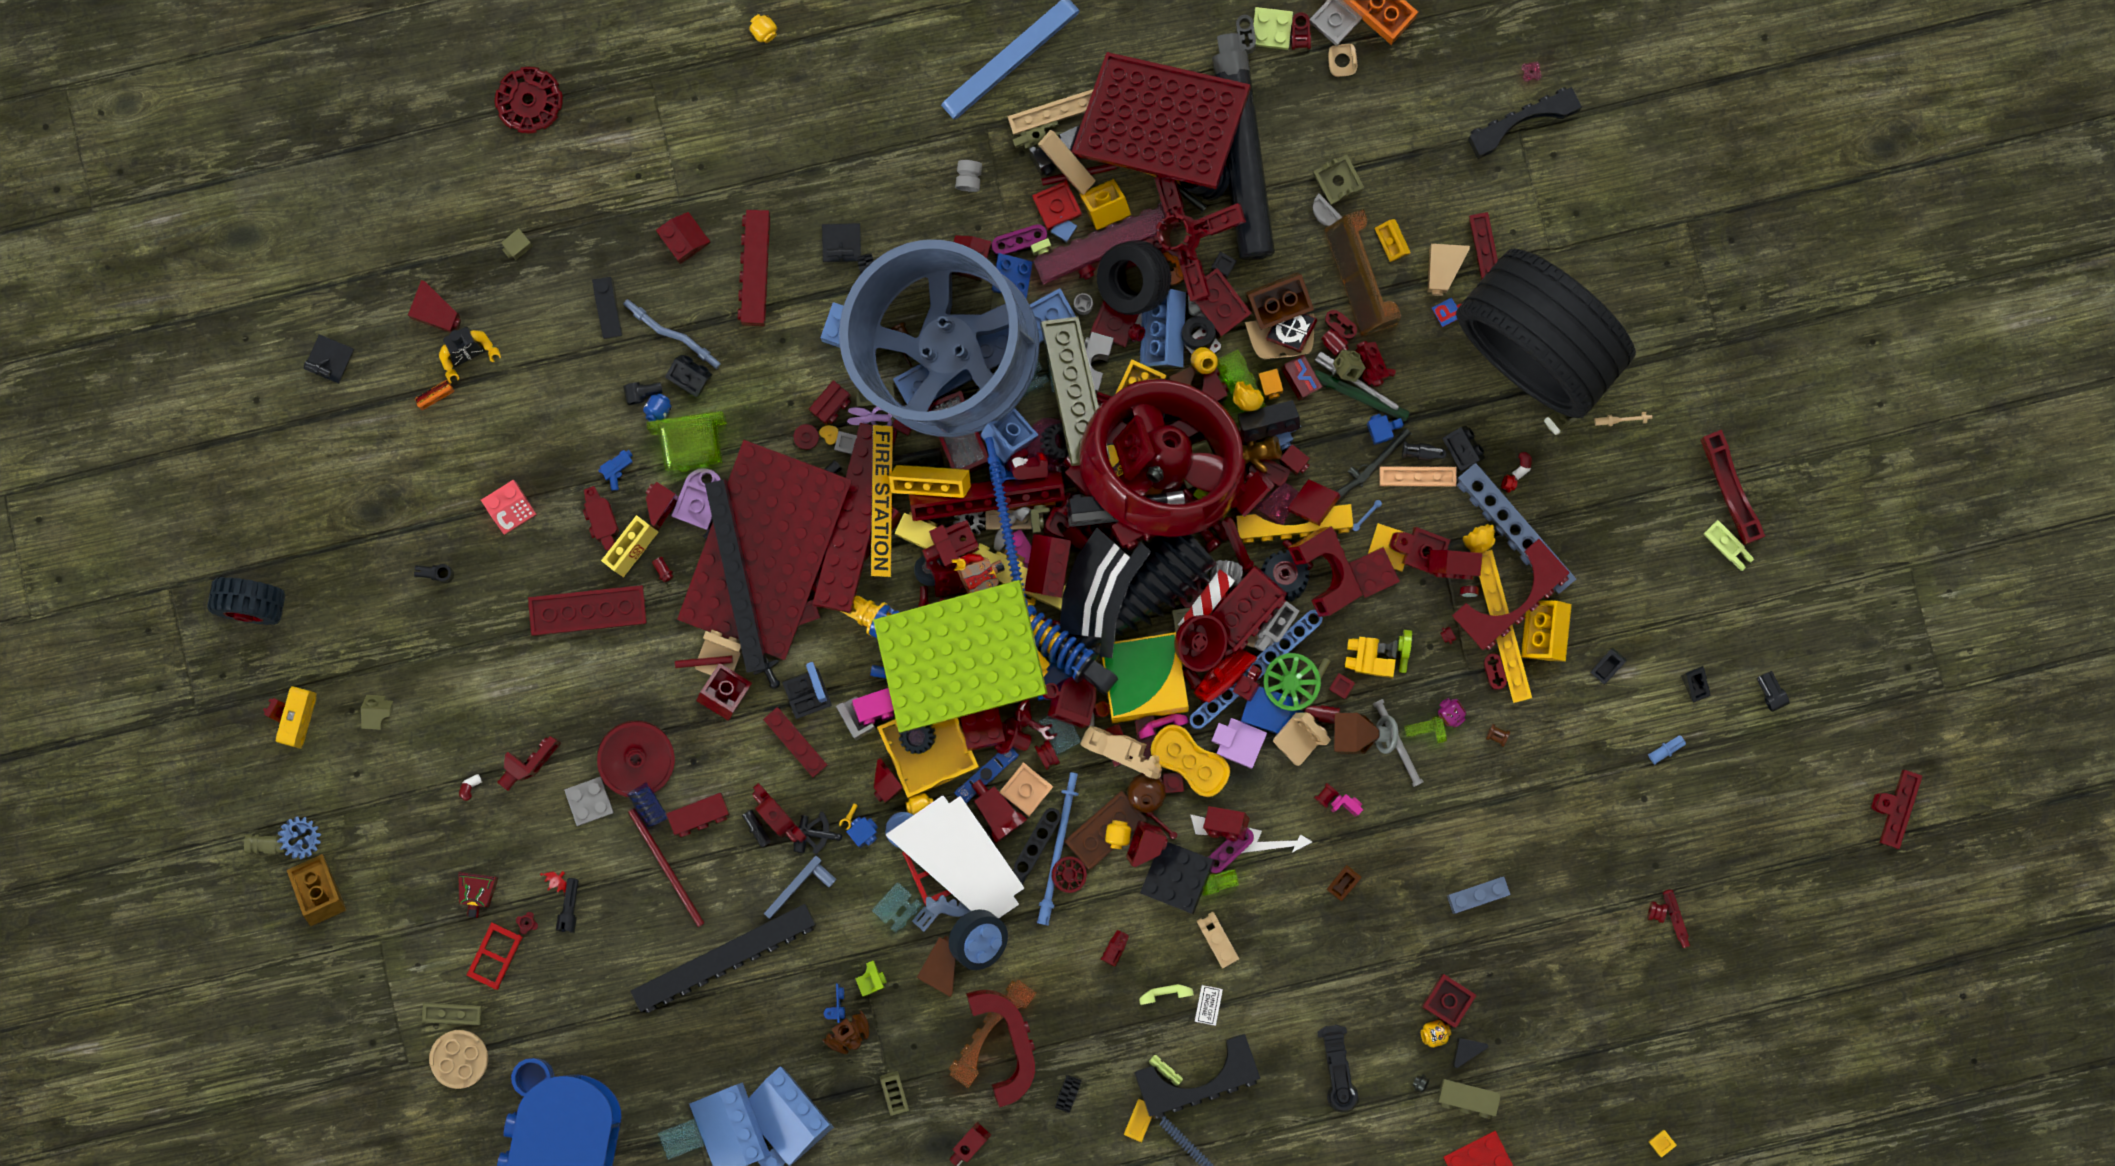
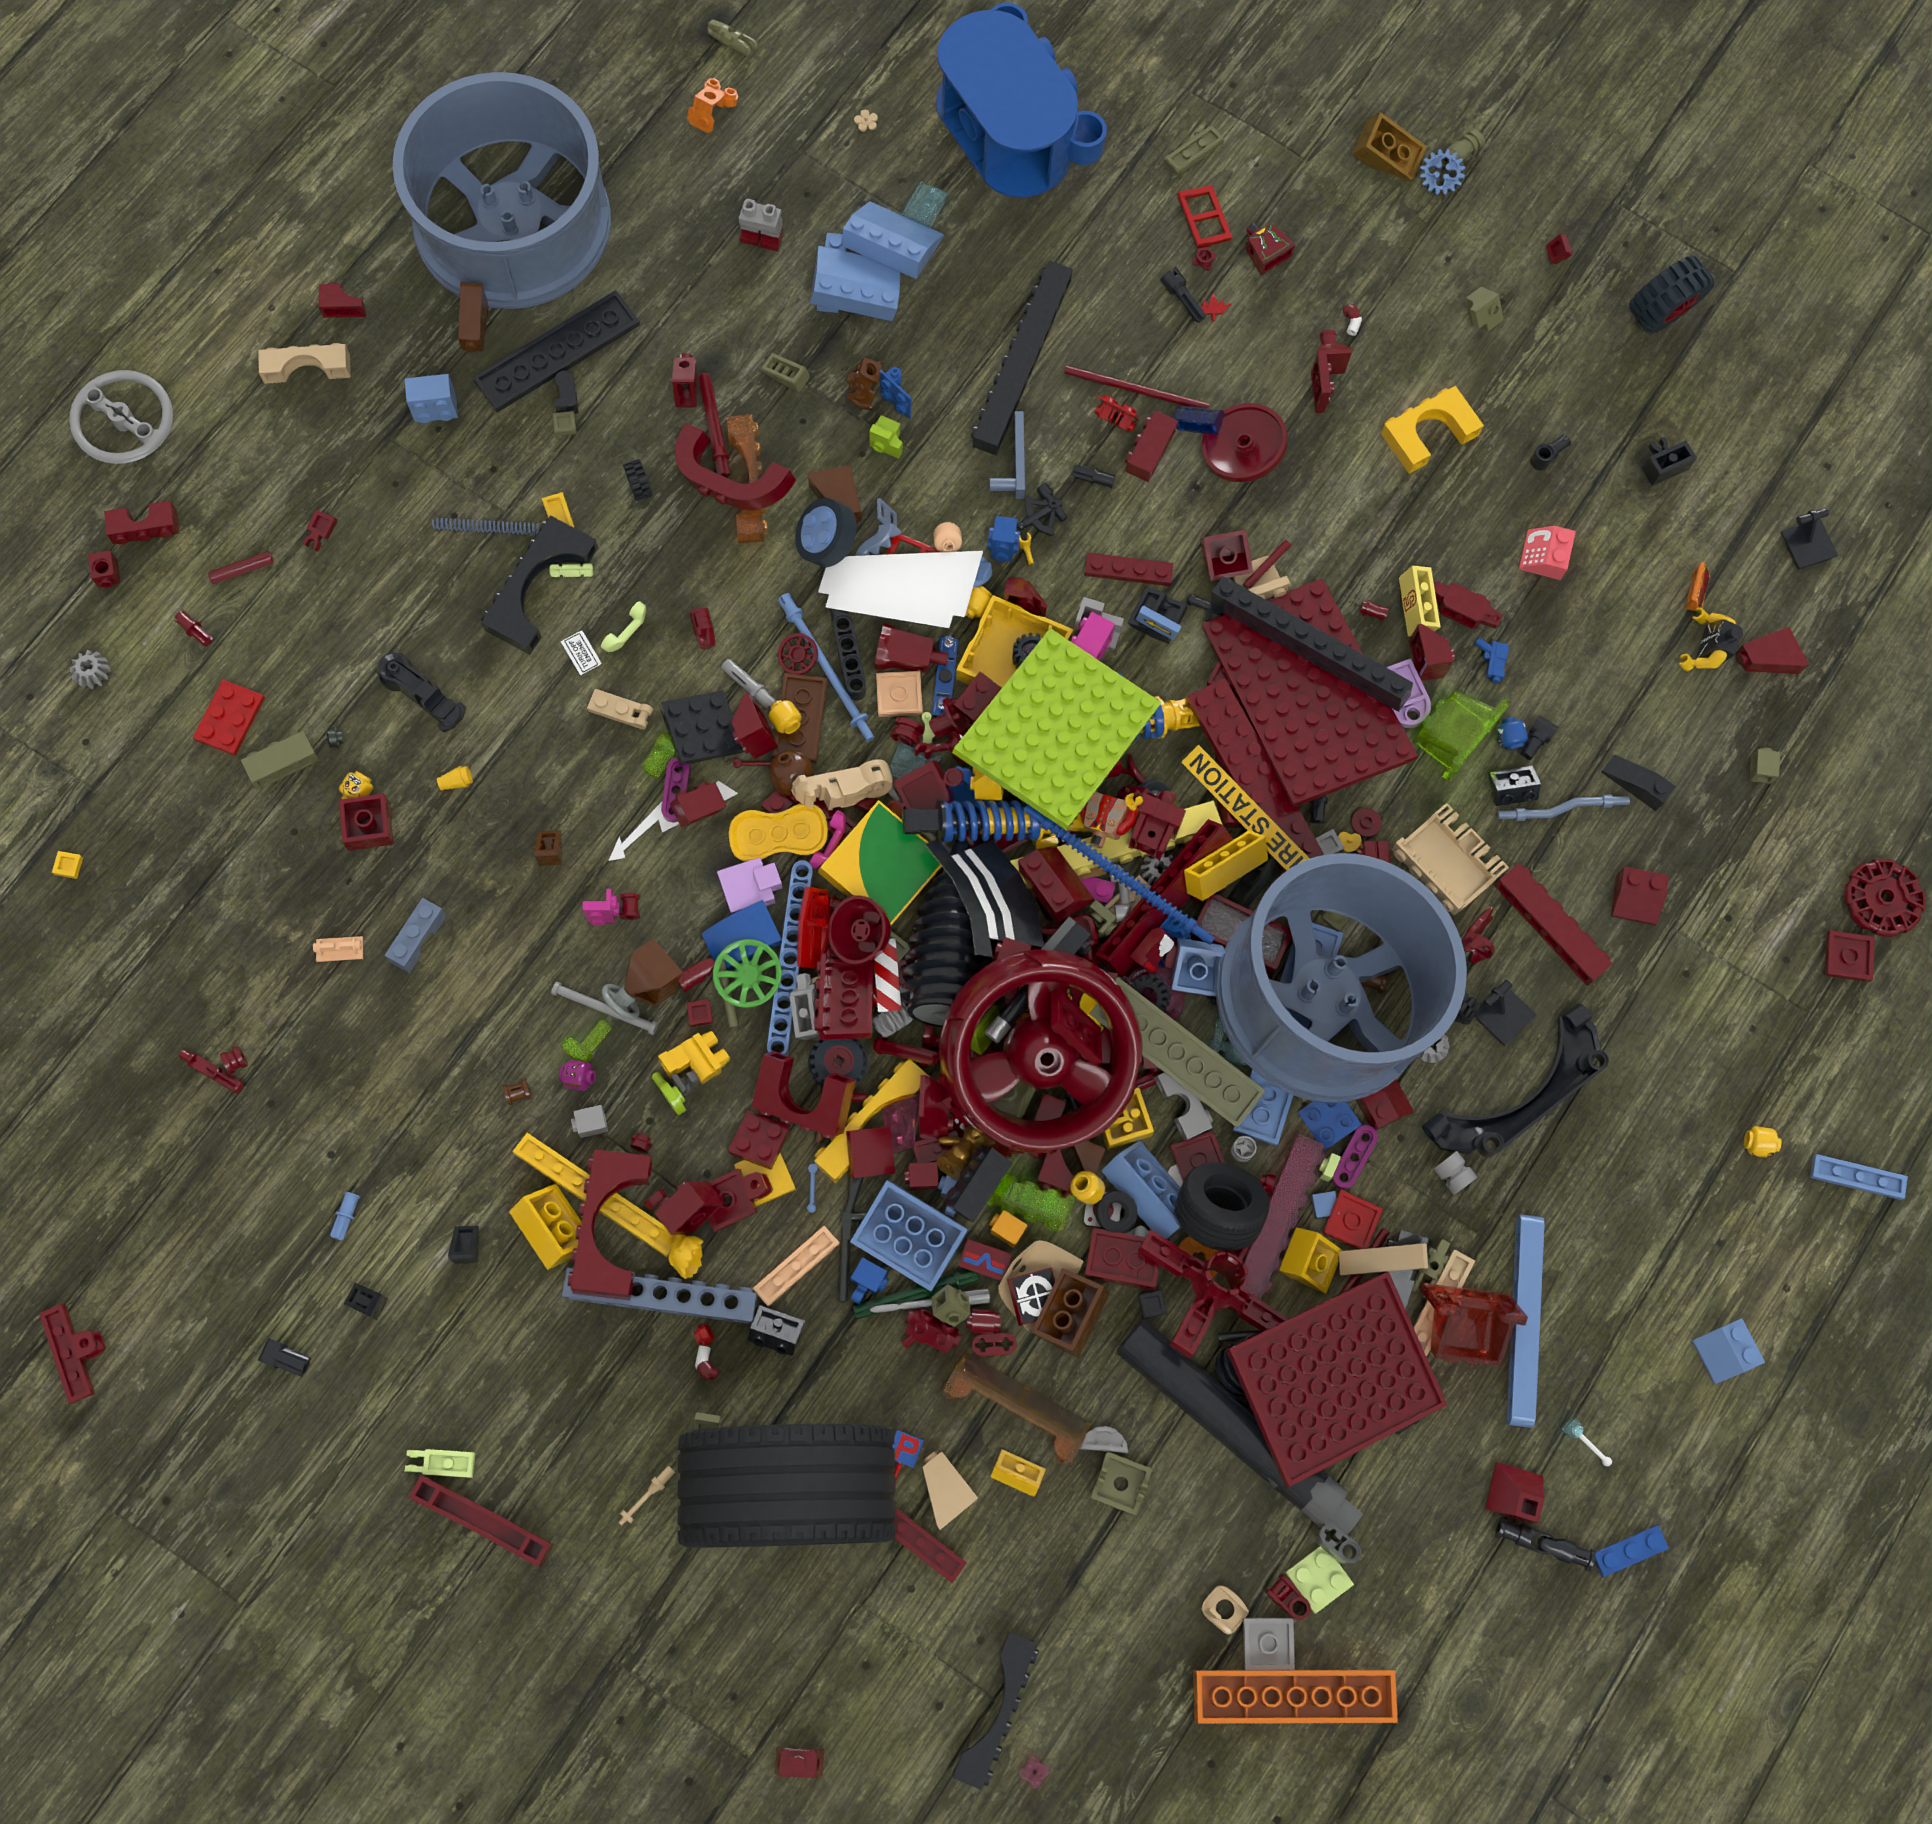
camera: 130 degrees right, 10 degrees down
(296, 717) = (1539, 251): yellow axle -> none
(365, 492) = (1668, 461): none -> black brick
(458, 1059) = (1155, 124): tan tile -> none
(470, 662) = (1447, 407): none -> yellow arch
(587, 610) = (1400, 526): dark red plate -> none
(589, 801) = (1248, 384): light grey plate -> none
(590, 85) = (1849, 956): none -> dark red plate
(694, 851) = (1109, 405): none -> red hinge
(775, 815) = (1087, 491): dark red piece -> none
(782, 364) = (1448, 862): none -> tan hinge
(818, 295) = (1474, 941): none -> dark red hair
(851, 168) = (1568, 1073): none -> black panel
(892, 903) = (926, 510): clear light blue plate -> none
(897, 867) = (947, 537): none -> light nougat head
(978, 1094) = (720, 456): none -> dark red axle
(1024, 756) = (928, 734): none -> yellowish green piece
(1046, 83) = (1471, 1323): none -> clear red windscreen
(1119, 881) = (756, 690): none -> light grey pin
(1136, 332) = (1171, 1166): dark red plate -> none
(1155, 474) = (1034, 1016): pearl dark grey plate -> none
(1246, 397) = (1017, 1185): yellow hair -> none
(1248, 686) = (784, 932): dark red plate -> none
(1300, 737) = (697, 932): tan bracket -> none
(1334, 431) = (909, 1235): none -> medium blue slope
(1364, 983) = (456, 778): none -> yellow cone
(1423, 451) = (811, 1292): black piece -> none
(1467, 1050) = (314, 798): black slope -> none
(1468, 676) = (589, 1121): none -> light grey brick
(1499, 670) = (572, 1144): dark red beam -> none
(1533, 931) = (338, 949): none -> light nougat hinge
(1661, 193) = (799, 1762): none -> dark red torso

